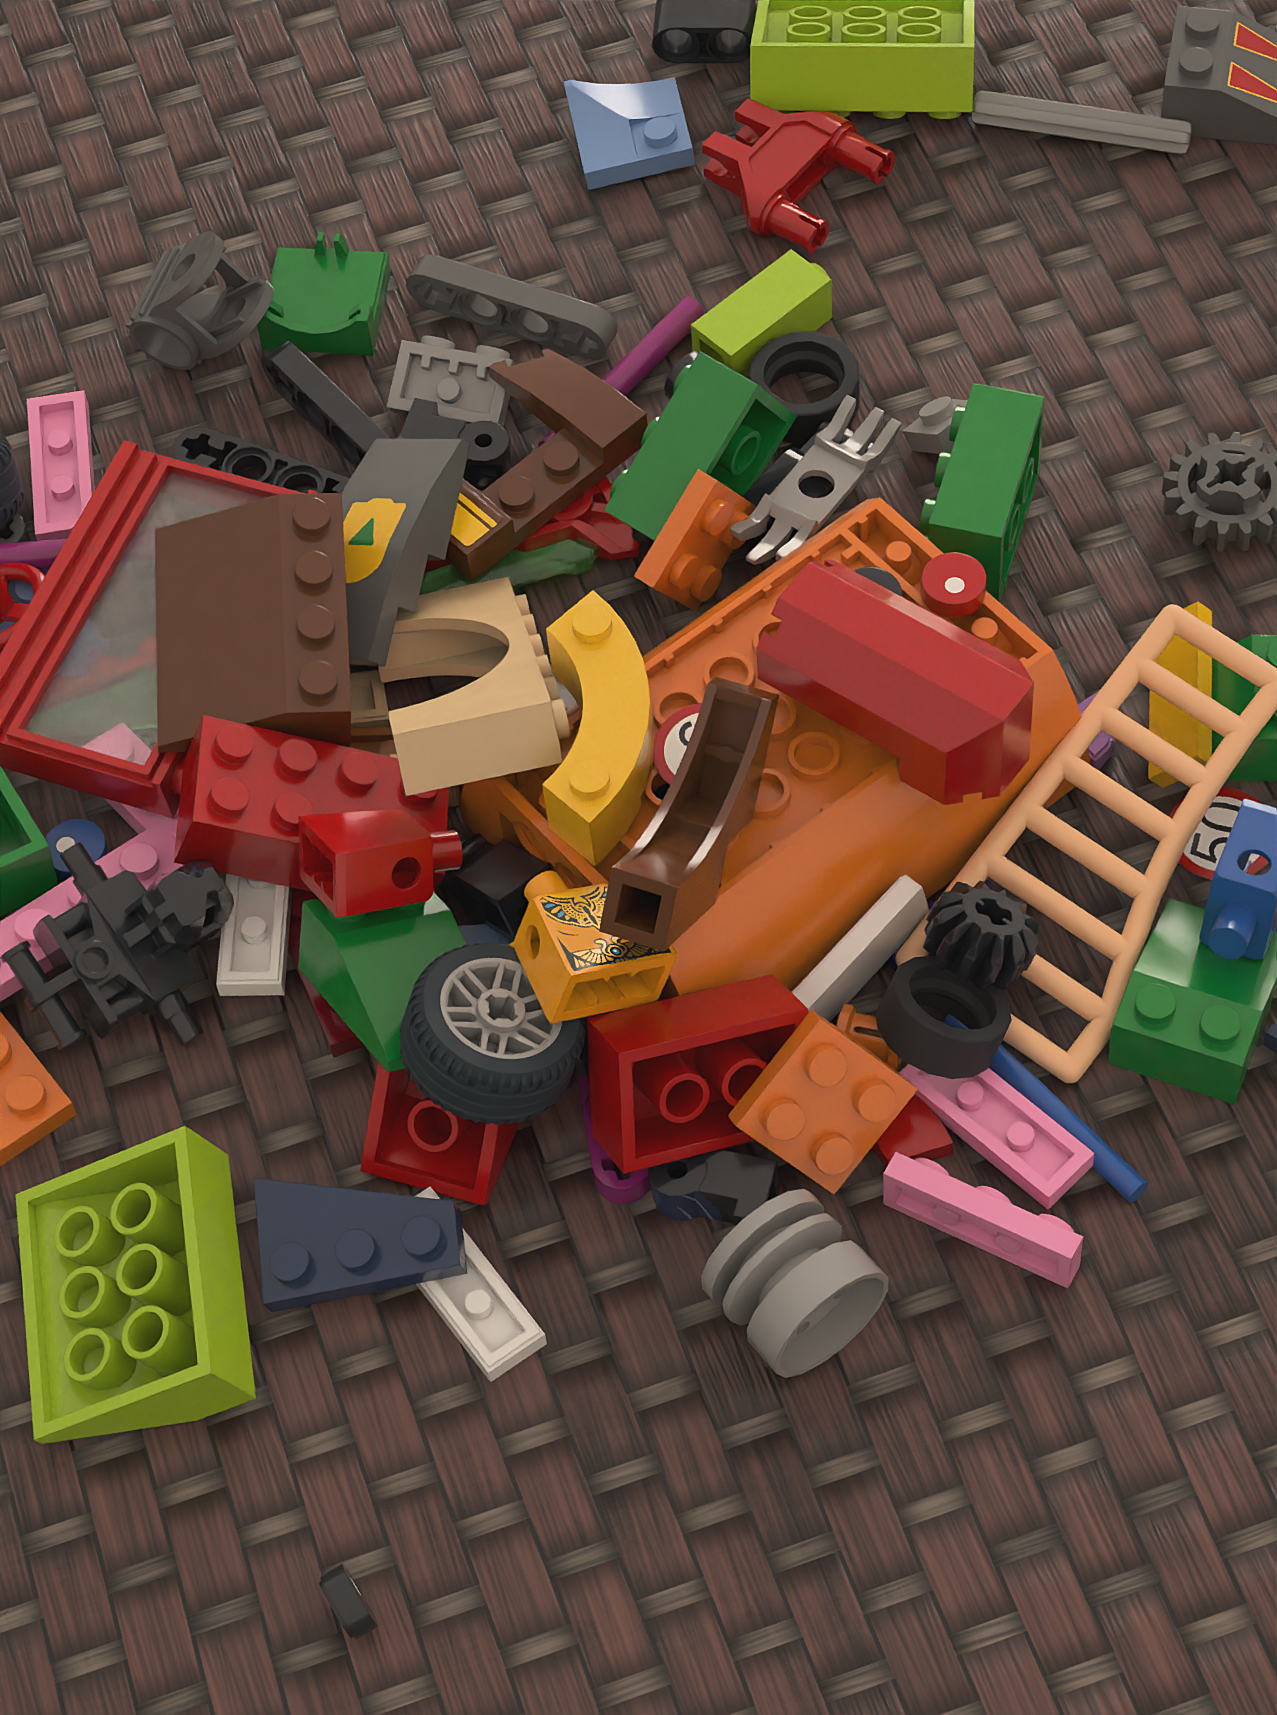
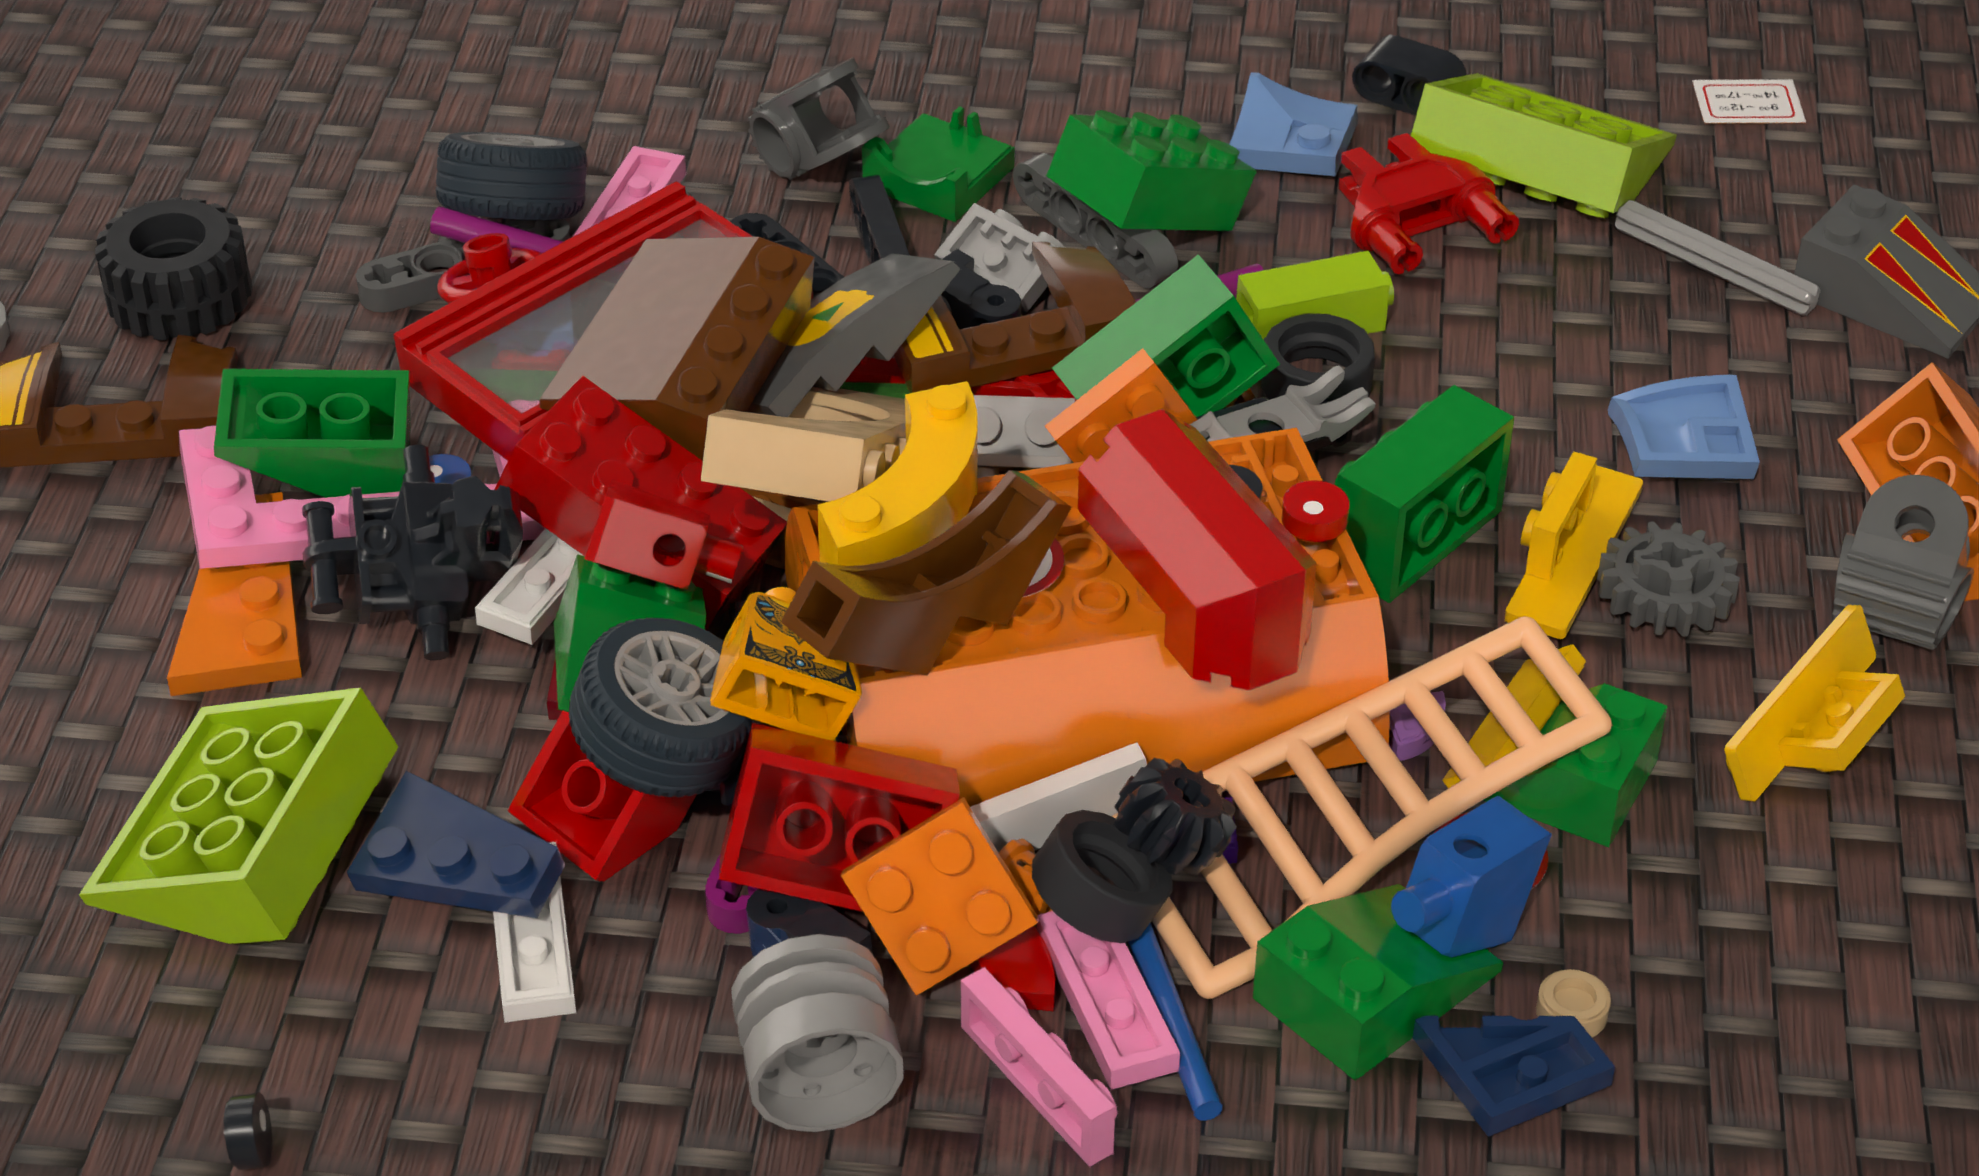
camera: 20 degrees right, 15 degrees down
(550, 242) = (1151, 172): none -> green brick
(569, 572) = (1015, 433): none -> light grey bracket
(1128, 492) = (1567, 538): none -> yellow bracket
(1157, 324) = (1687, 429): none -> medium blue plate

